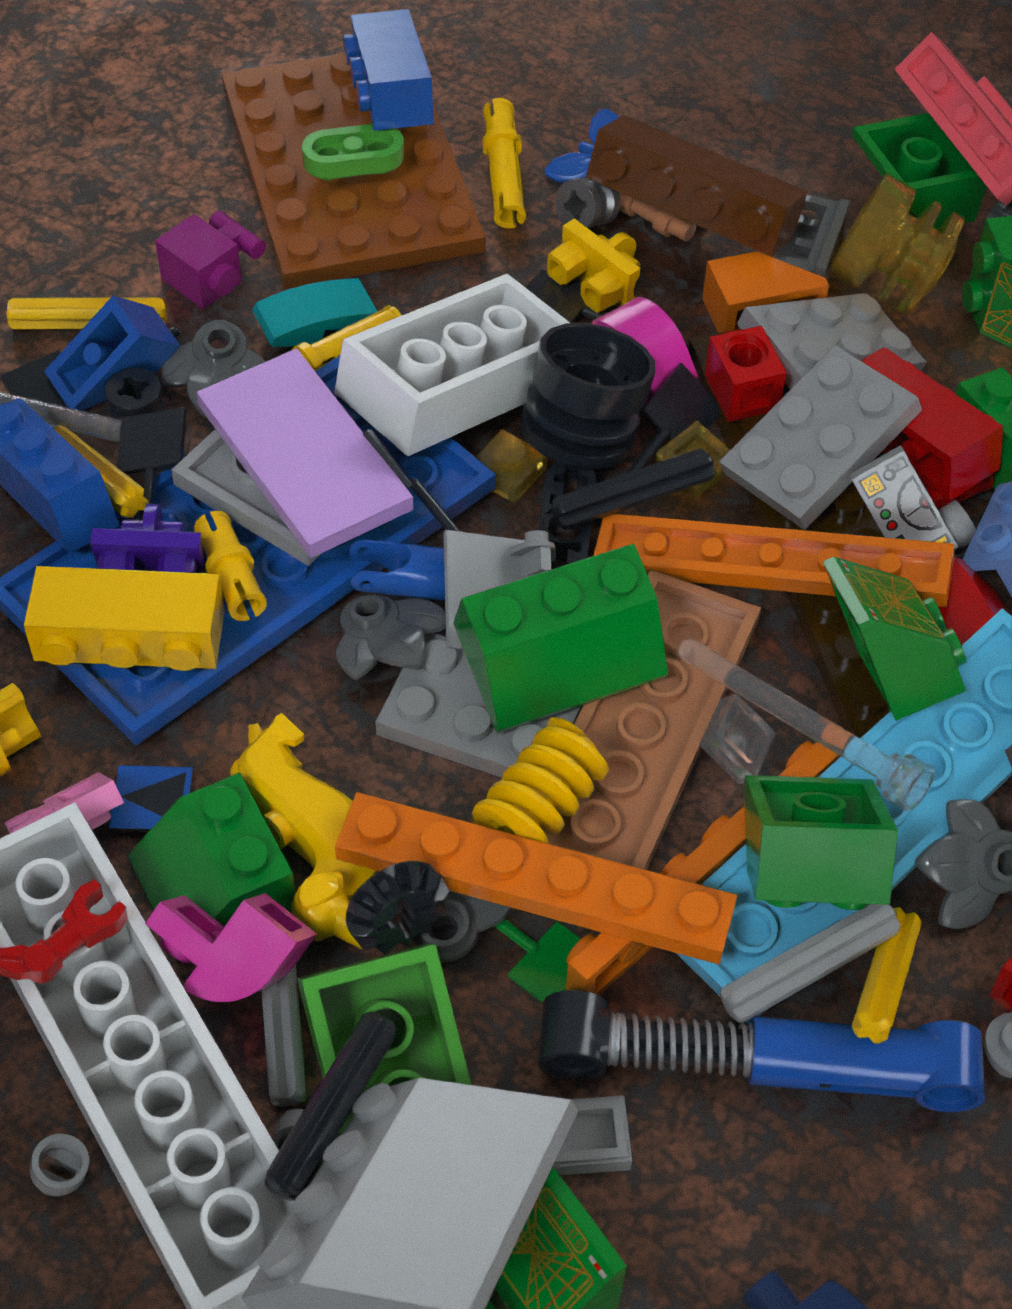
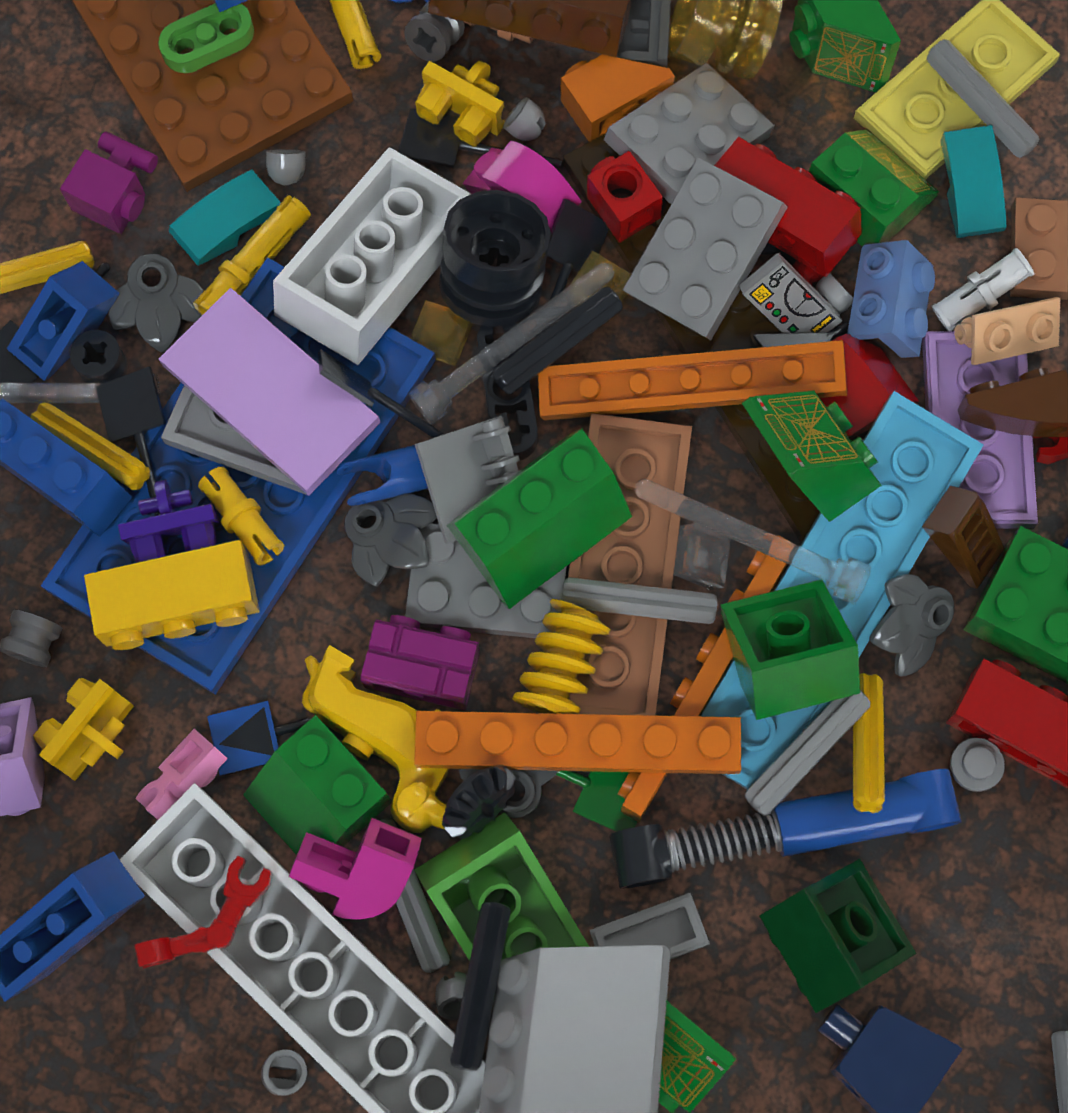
camera: 10 degrees left, 20 degrees up
(375, 758) = (421, 662): none -> magenta brick
(395, 282) = (285, 165): none -> light grey hinge
(483, 513) = (436, 396): none -> clear piece
(661, 759) = (640, 600): none -> light grey axle
(665, 296) = (525, 121): none -> light grey hinge
(794, 1190) = (837, 935): none -> dark green slope

